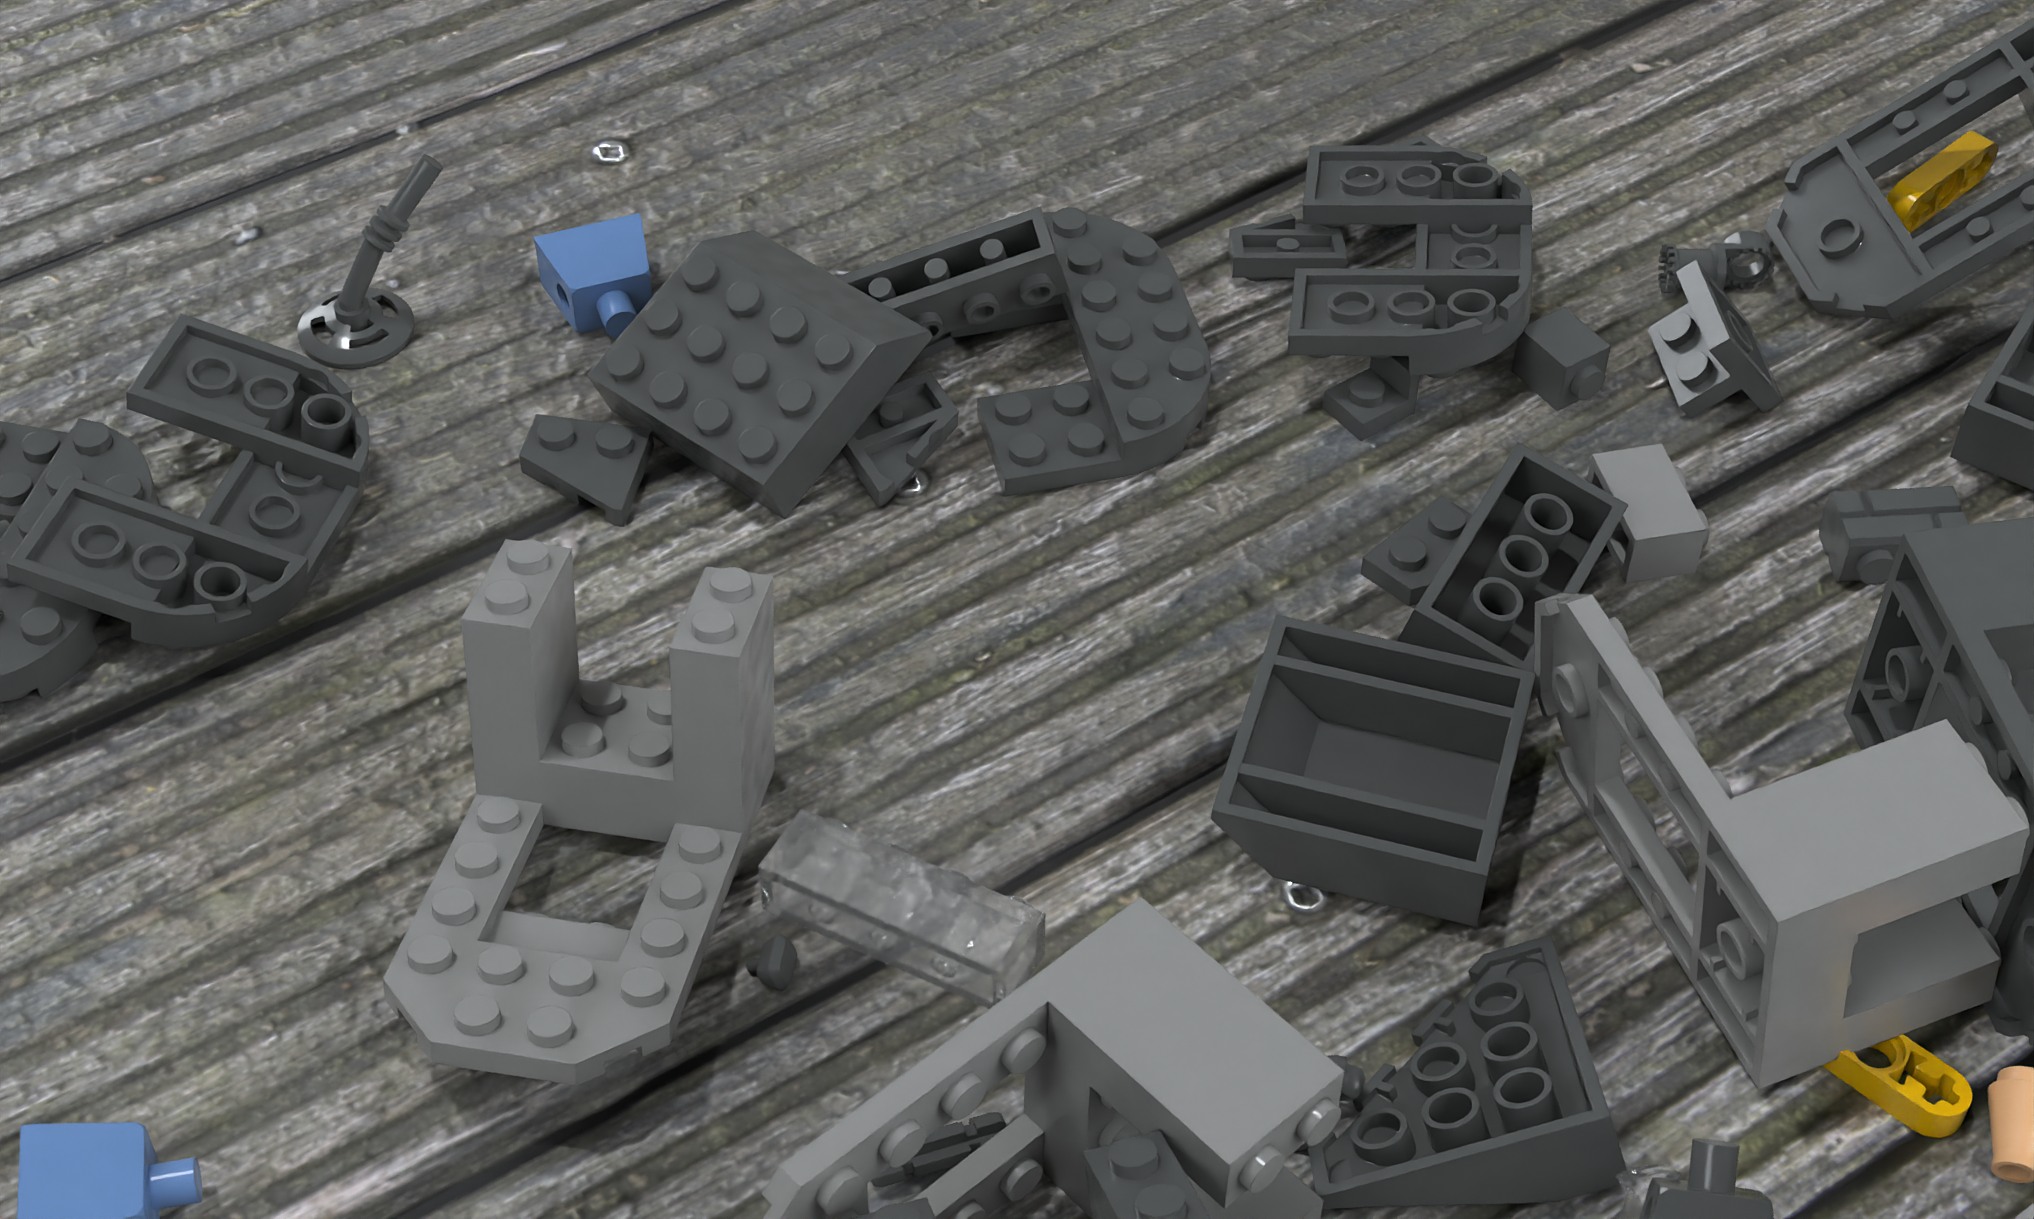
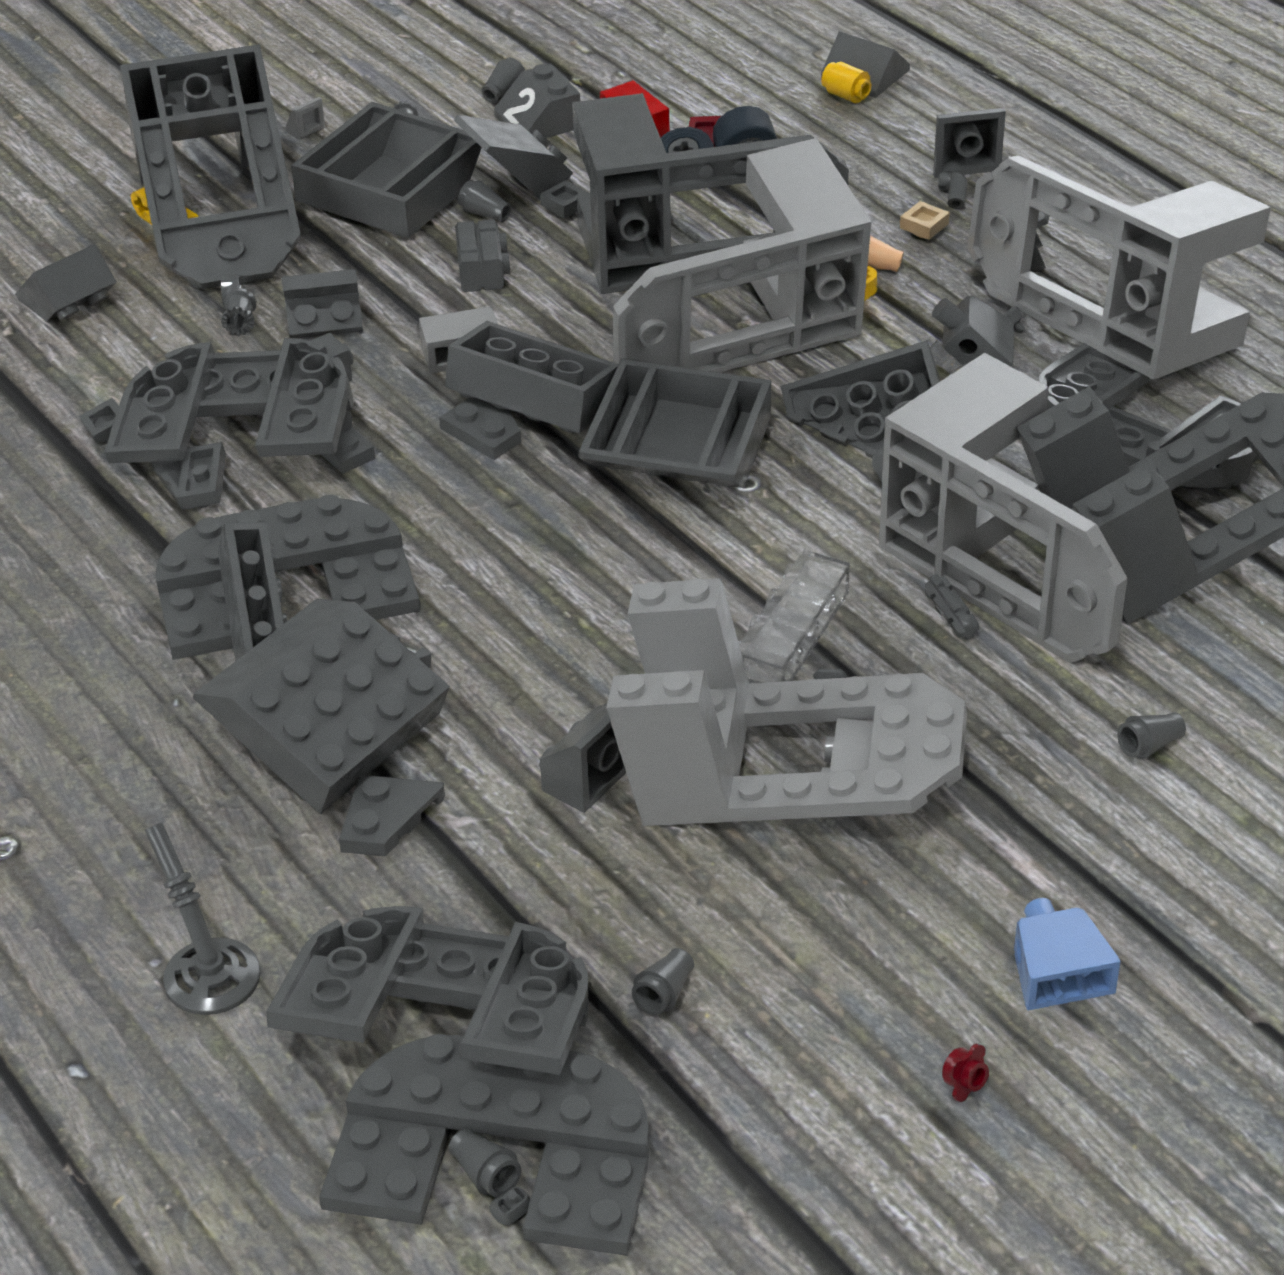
camera: 90 degrees left, 5 degrees down
(193, 725) = (660, 984): none -> dark grey cone
(597, 273) = (191, 811): medium blue torso -> none
(620, 637) = (583, 762): none -> dark grey slope
(1725, 93) = (67, 284): none -> dark grey slope

